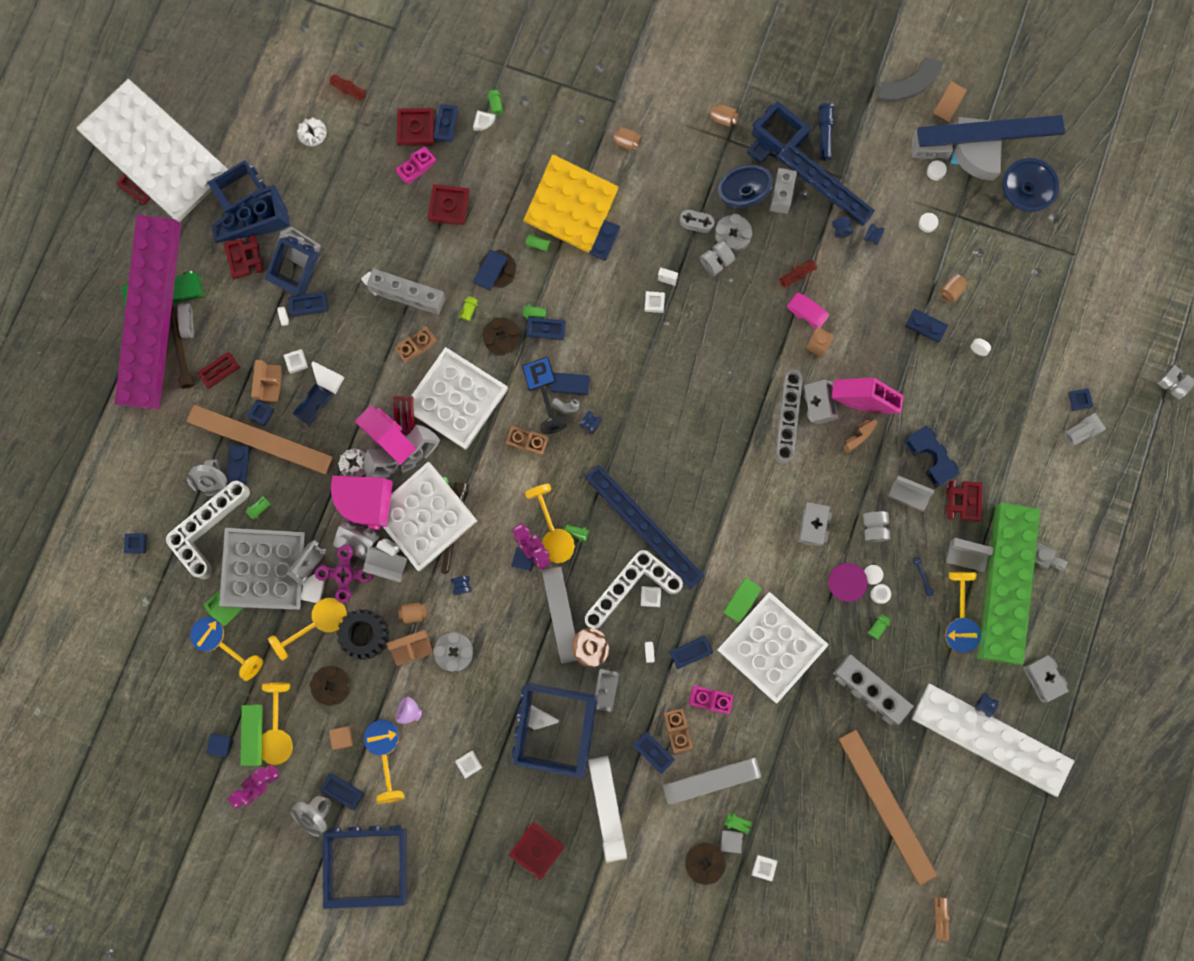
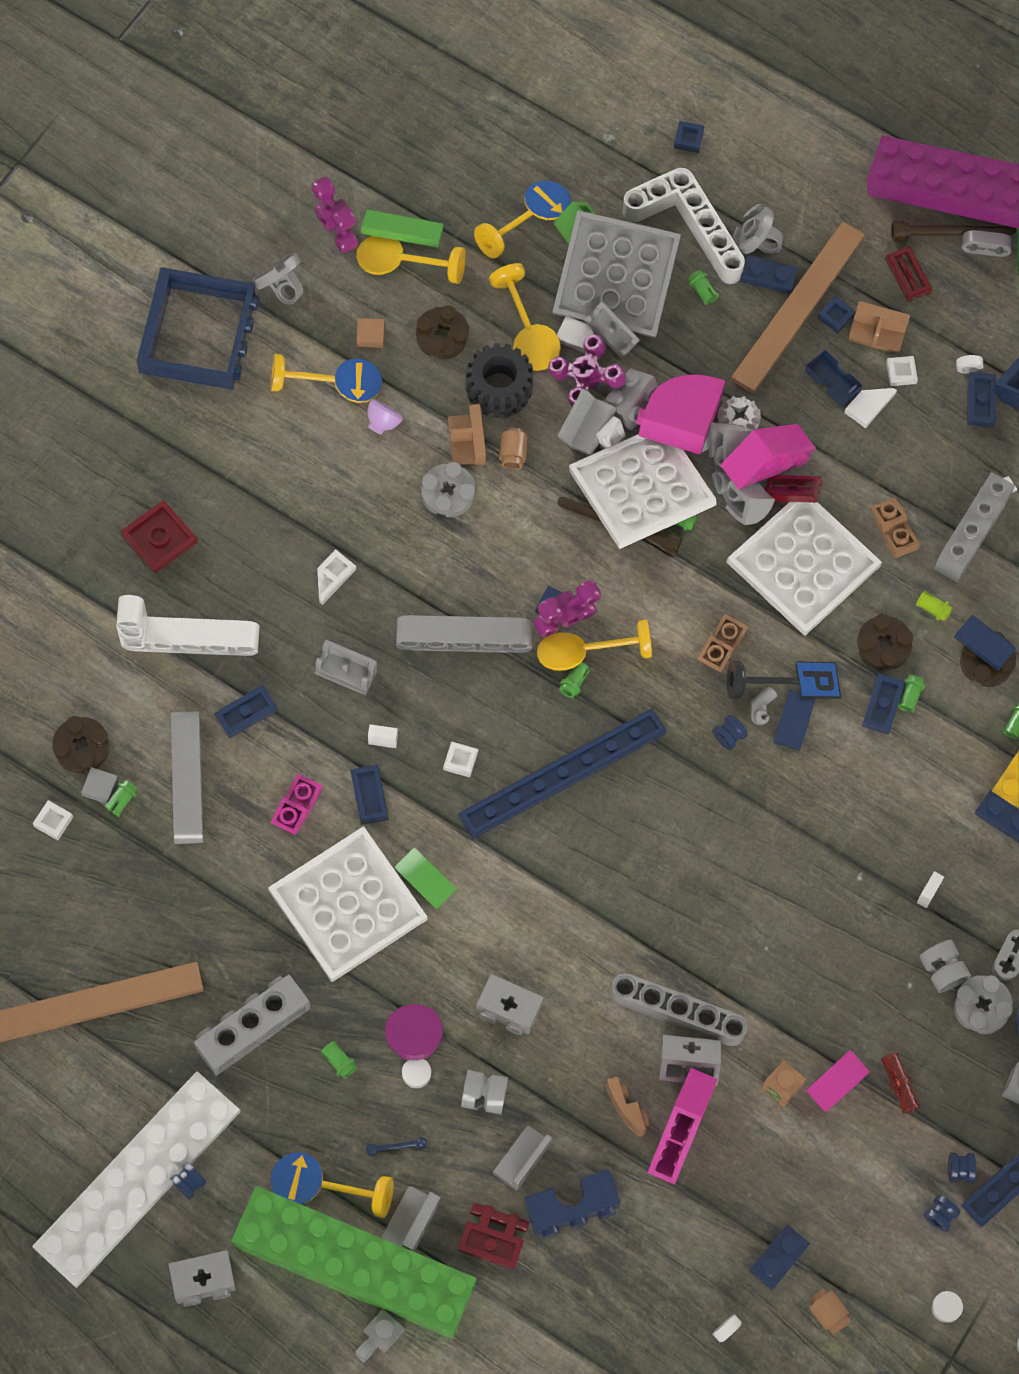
camera: 95 degrees right, 10 degrees down
(219, 745) = (399, 190): dark blue tile -> none
(342, 791) = (301, 321): dark blue tile -> none
(461, 585) = (536, 515): dark blue wheel -> none
(468, 764) = (294, 479): white tile -> none
(586, 737) = (299, 624): dark blue window -> none
(590, 647) = (409, 659): tile -> none
(629, 584) = (483, 729): white beam -> none
(654, 302) = (895, 865): white tile -> none
(678, 731) = (265, 752): medium nougat slope -> none
(880, 594) = (386, 1077): white tile -> none

